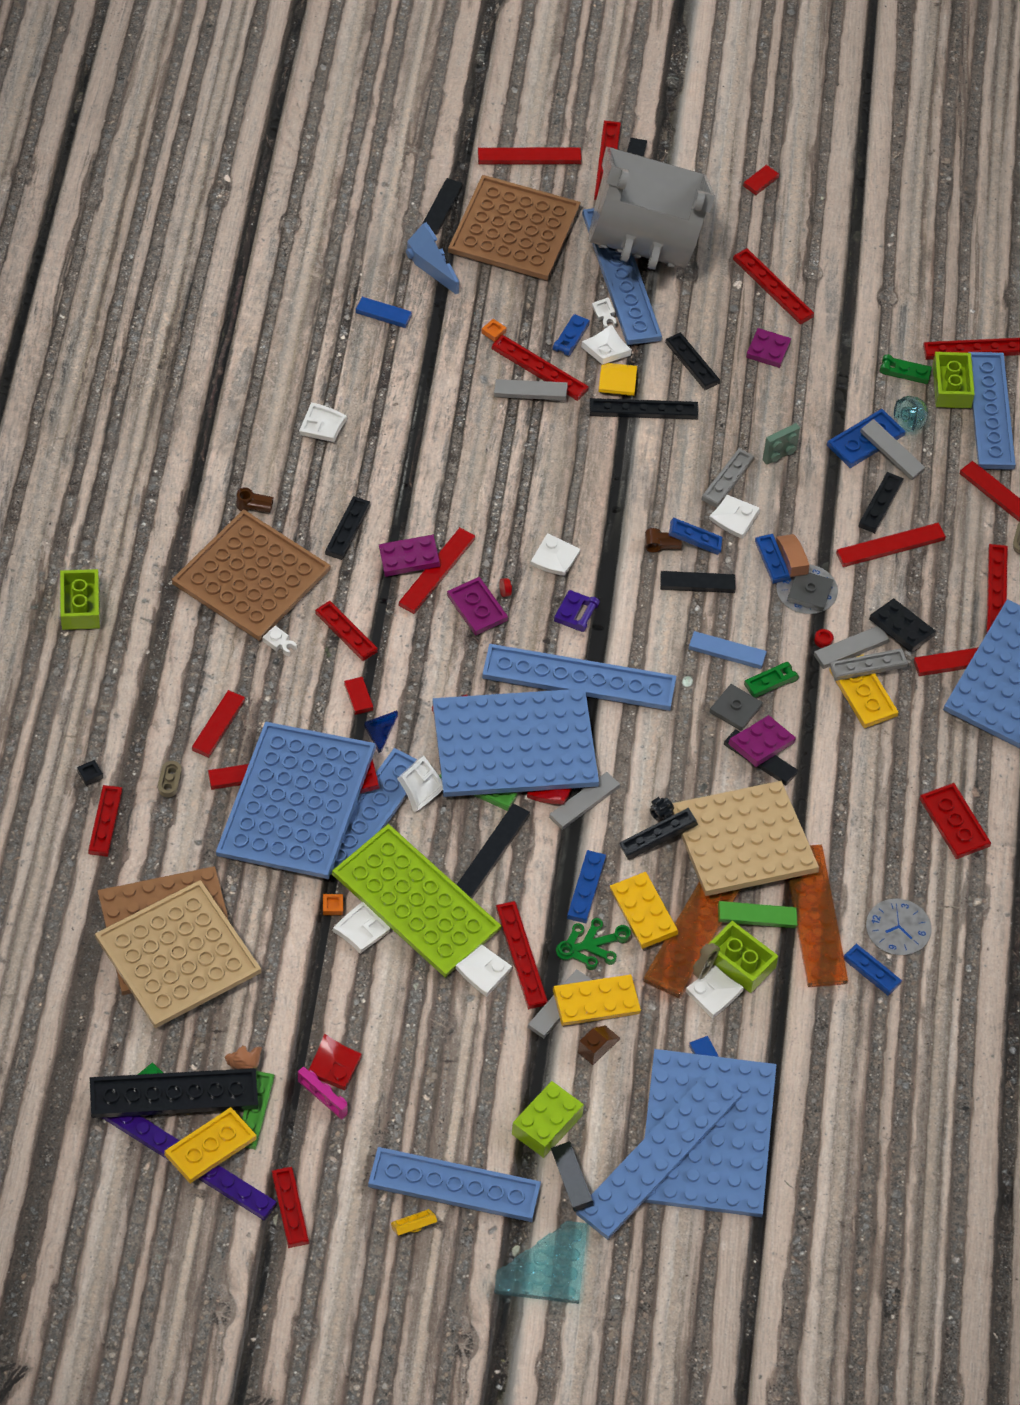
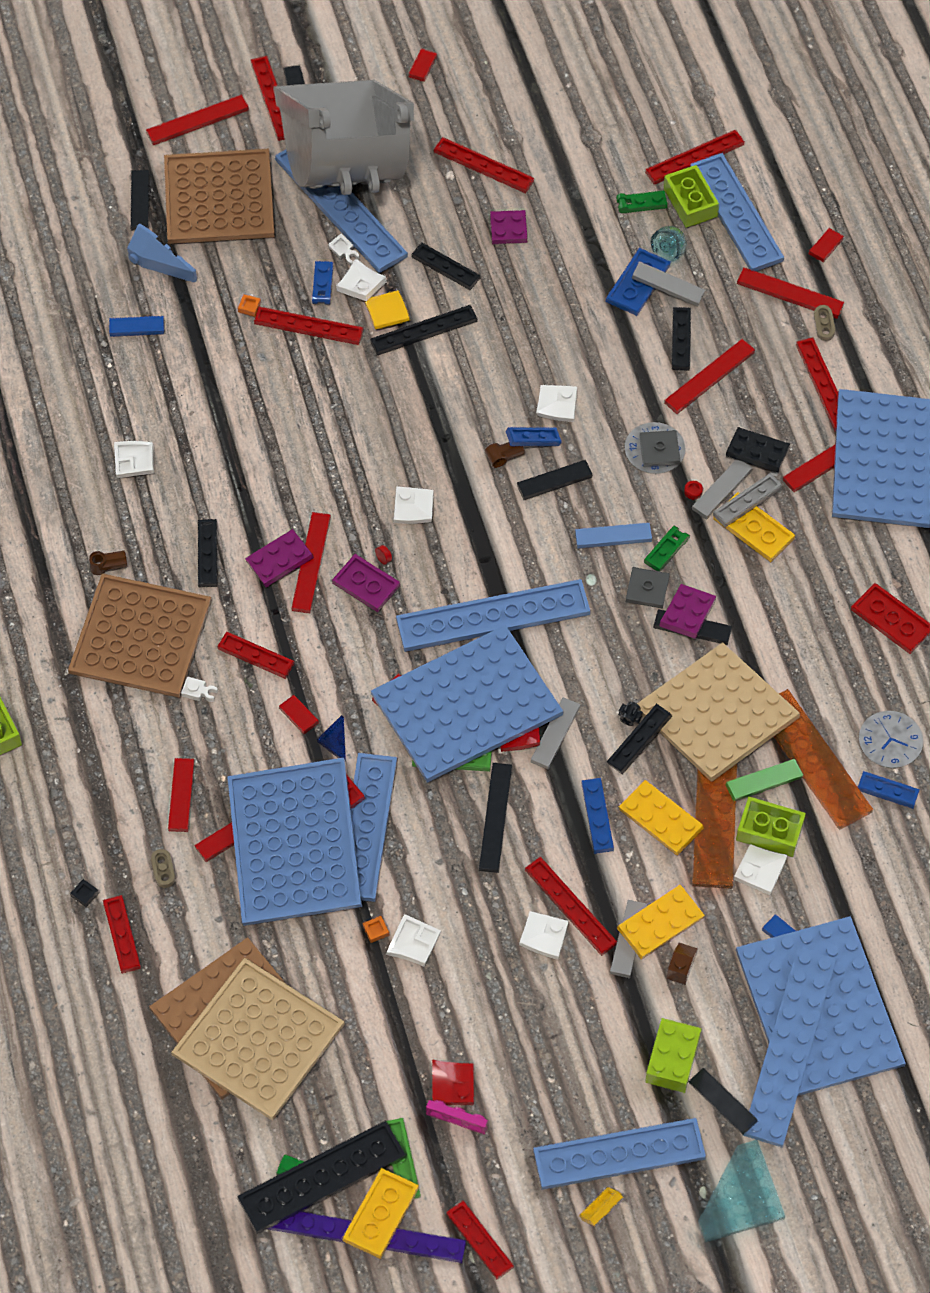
camera: 20 degrees left, 5 degrees up
(243, 1059) = (369, 1115): nougat hair -> none
(416, 900) = (451, 893): lime plate -> none
(420, 783) = (400, 778): white plate -> none
(531, 389) = (312, 351): light grey tile -> none
(571, 607) = (452, 551): dark purple plate -> none
(591, 945) = (628, 870): green plant -> none
(704, 964) = (741, 850): dark tan plate -> none
(727, 478) = (532, 368): light grey tile -> none
(772, 558) = (611, 430): blue tile -> none
(781, 444) = (568, 317): sand green plate -> none
(793, 555) = (628, 420): nougat slope -> none

